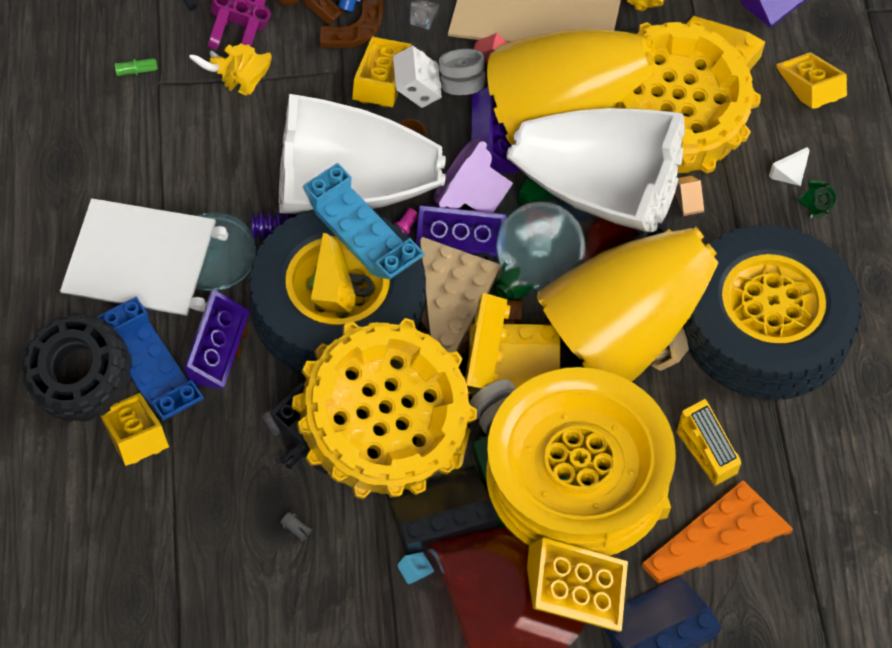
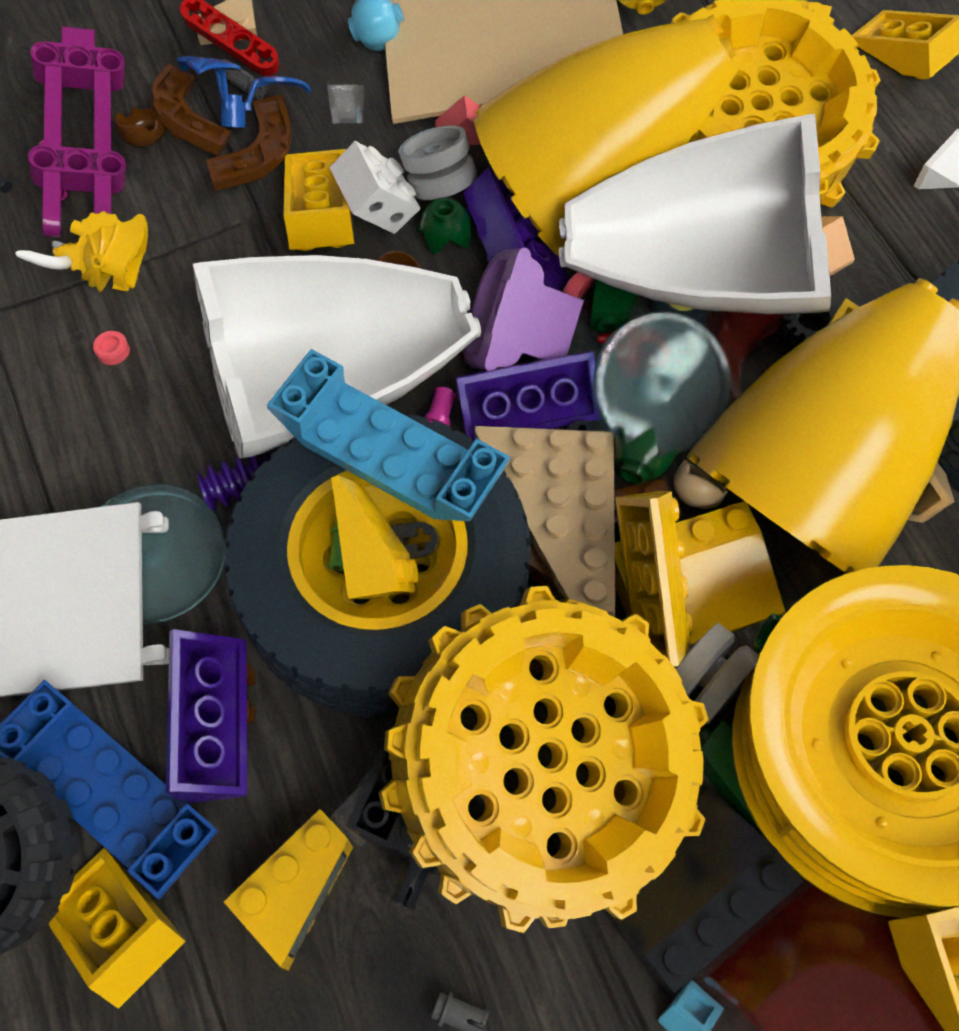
camera: 15 degrees left, 5 degrees up
(225, 127) = (111, 347): none -> coral tile
(232, 439) = (290, 887): none -> yellow wedge
(458, 115) = (445, 221): none -> dark green piece
(518, 176) = (578, 285): none -> coral tile
(535, 312) = (697, 487): none -> tan hair

